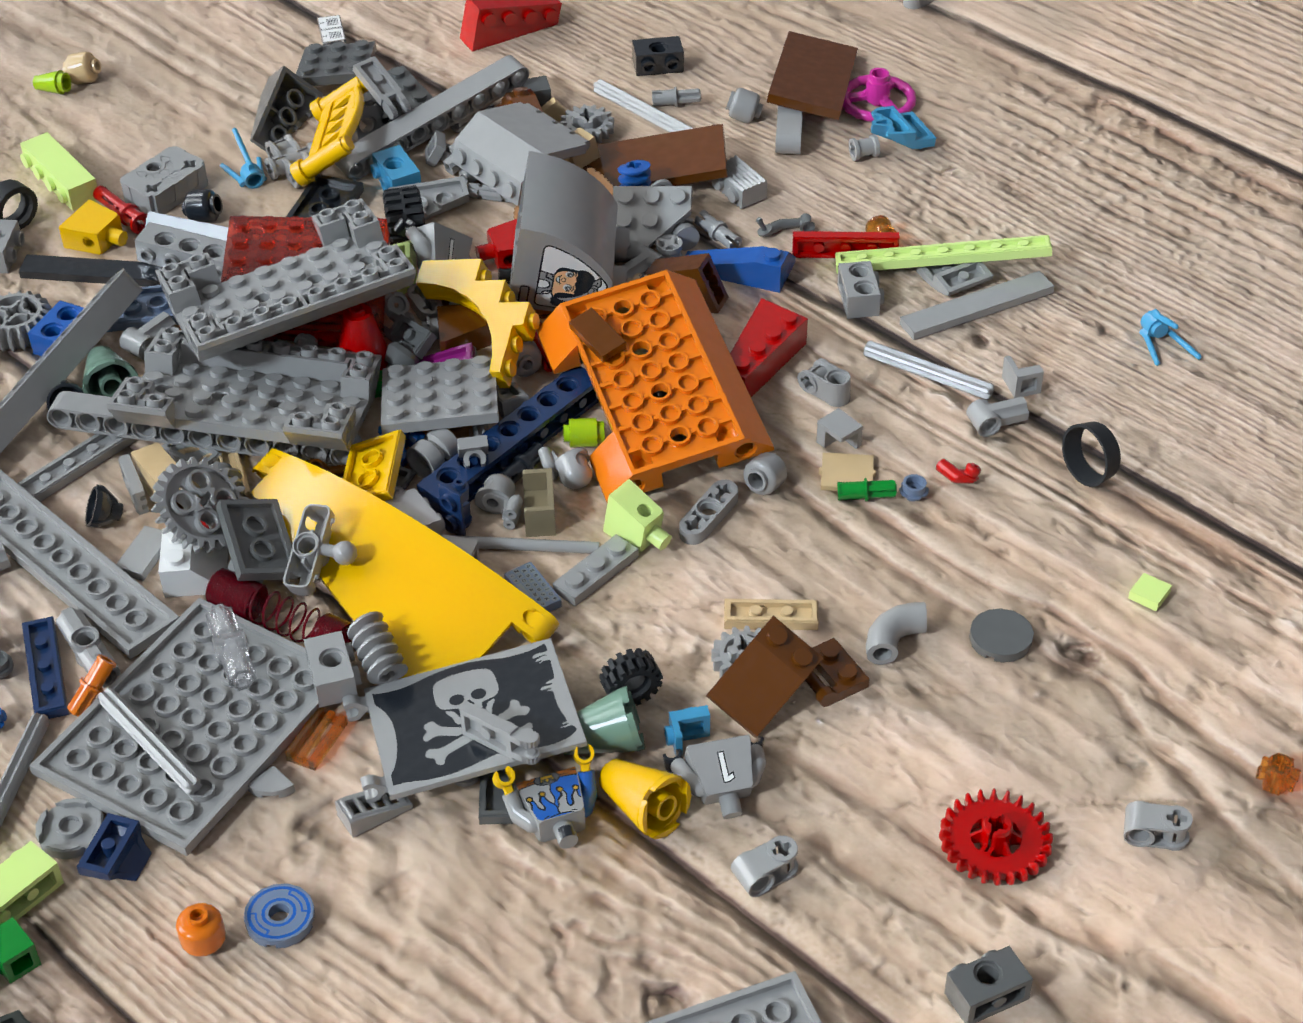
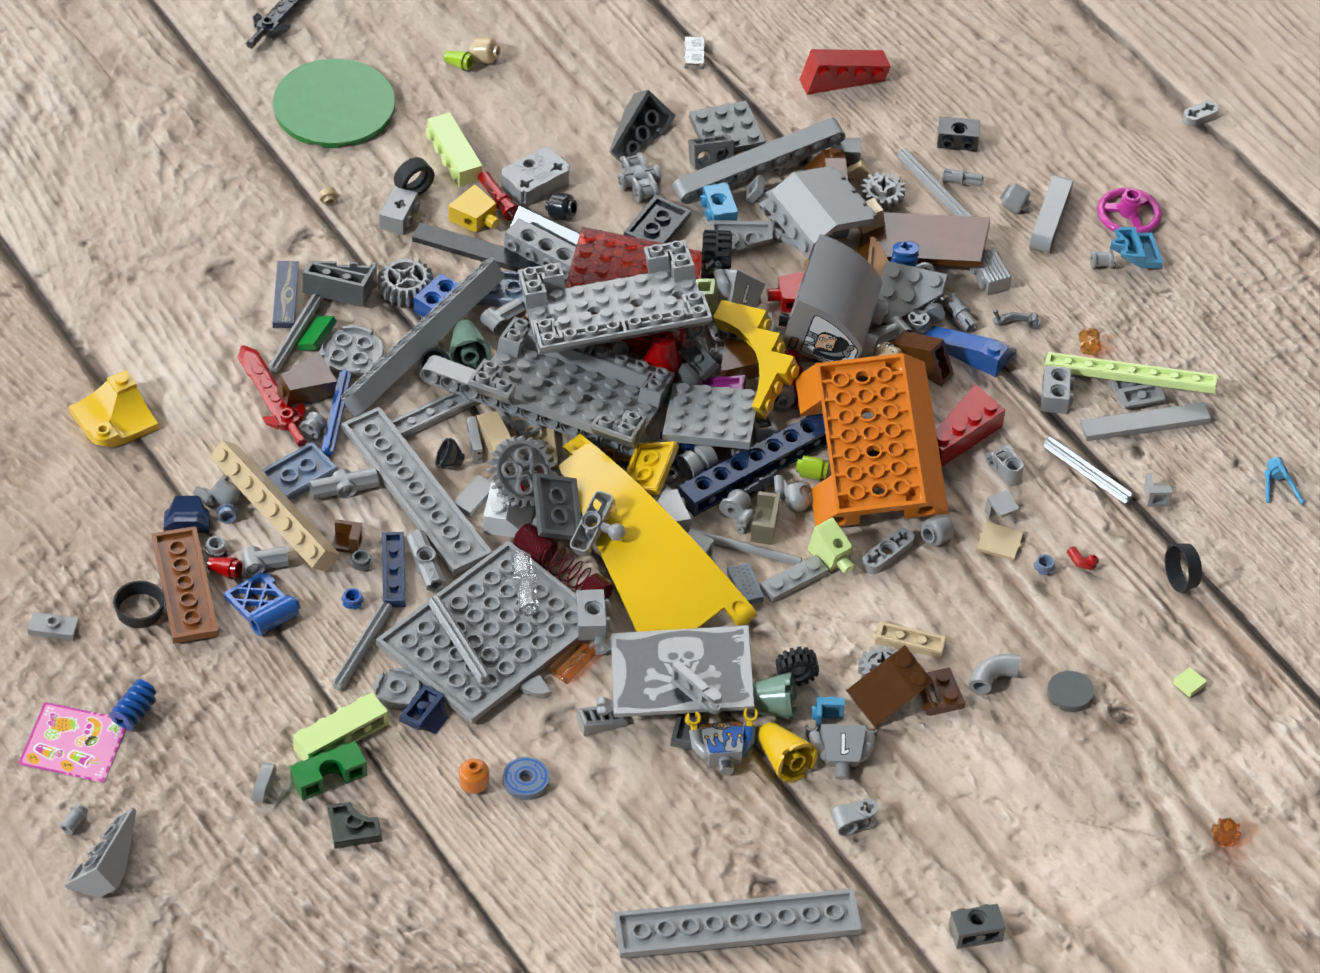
camera: 10 degrees right, 5 degrees up
(91, 685) = (425, 590): orange axle -> none
(251, 174) = (604, 183): dark azure plant -> none
(327, 144) = (674, 135): yellow piece -> none
(333, 62) = (692, 88): dark grey plate -> none
(376, 648) = (623, 607): light grey piece -> none
(381, 86) = (722, 128): light grey hinge -> none
(454, 506) = (703, 509): dark blue hinge -> none
(471, 447) = (725, 466): light grey tile -> none
(597, 334) = (837, 396): reddish brown tile -> none
(812, 75) = (1079, 181): reddish brown tile -> none
(826, 243) = (1044, 343): red tile -> none
(866, 489) = (1008, 558): green axle -> none
(989, 417) = (1121, 519): light grey piece -> none
(997, 821) = (1019, 821): red gear -> none
(1154, 827) = (1127, 847): light grey piece -> none

